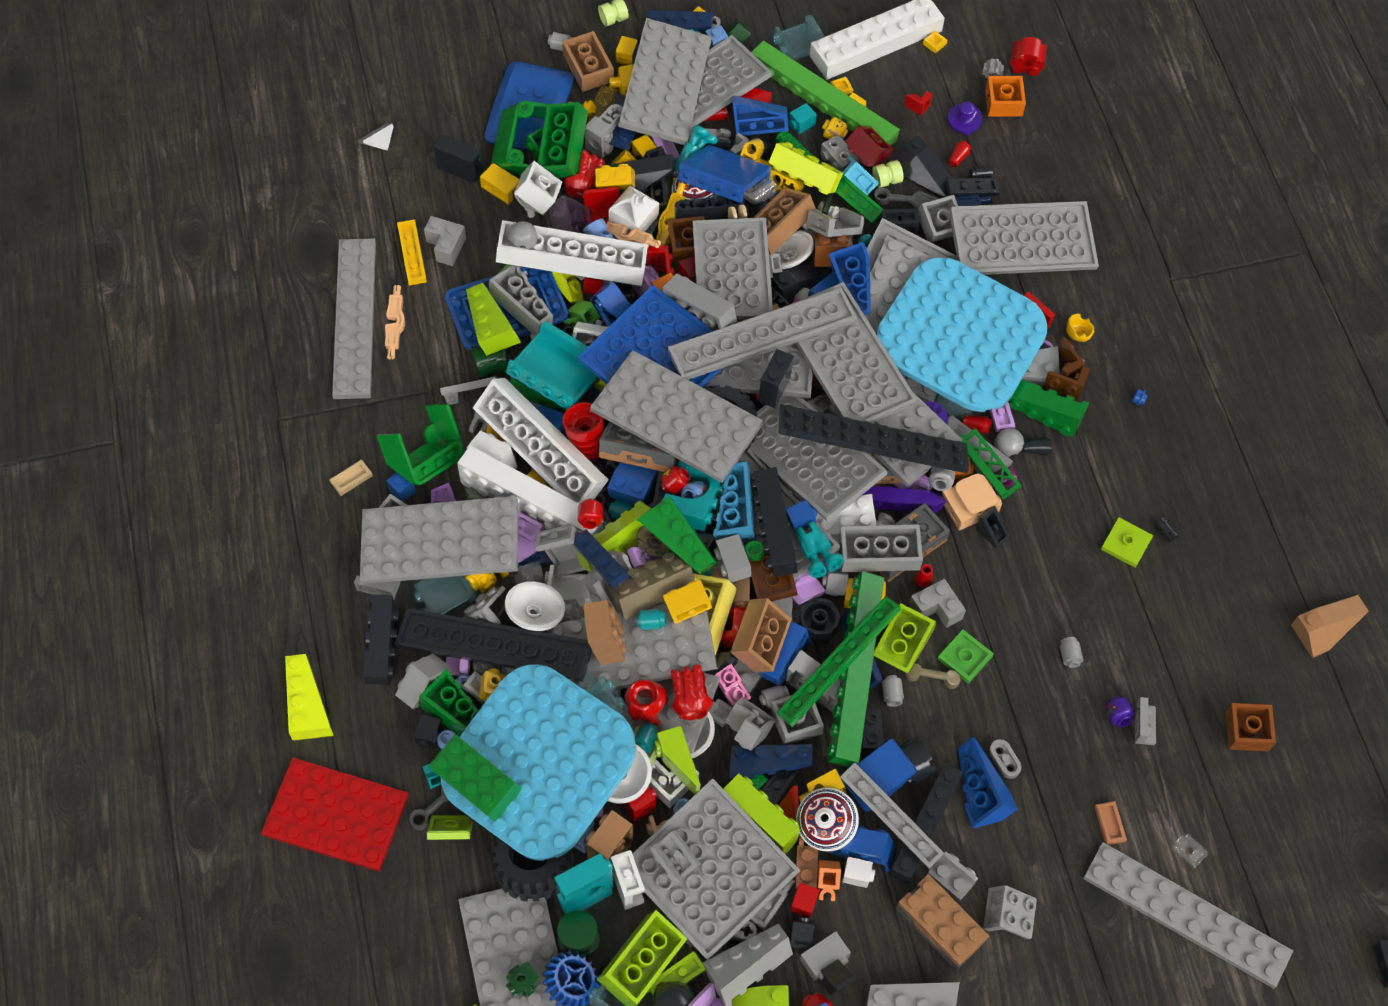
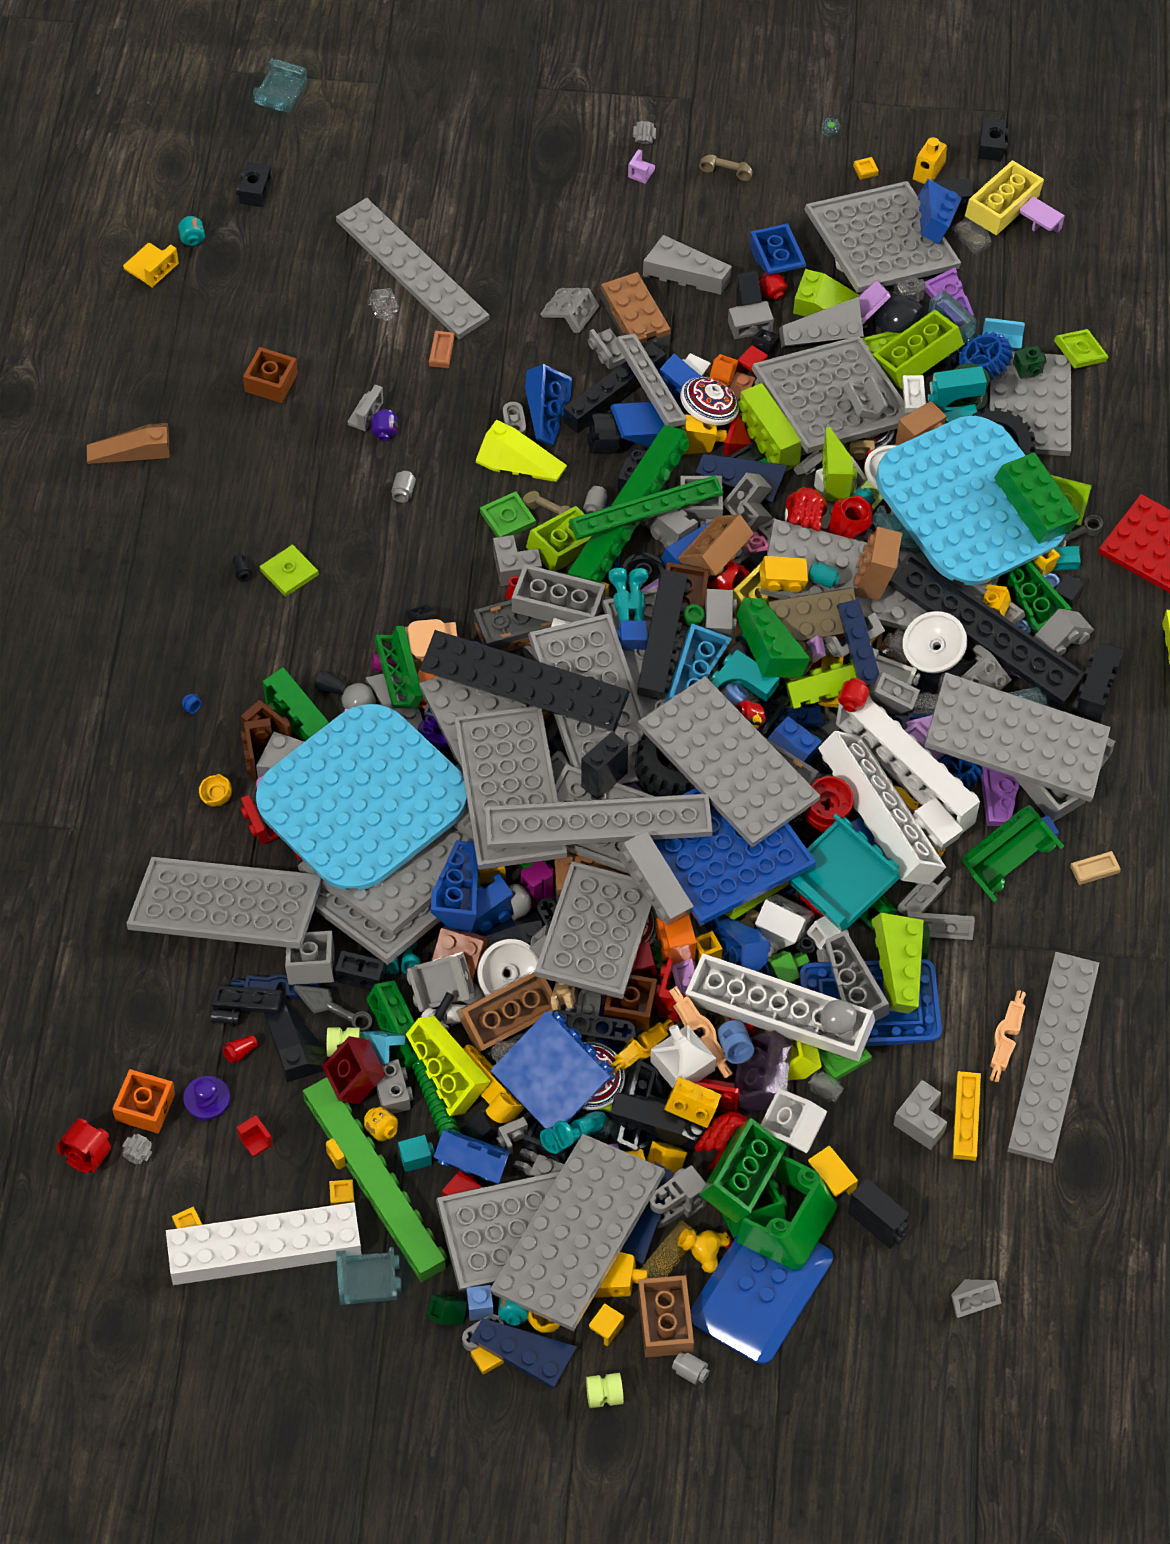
camera: 160 degrees left, 5 degrees down
(983, 722) = (512, 451): none -> neon yellow wedge

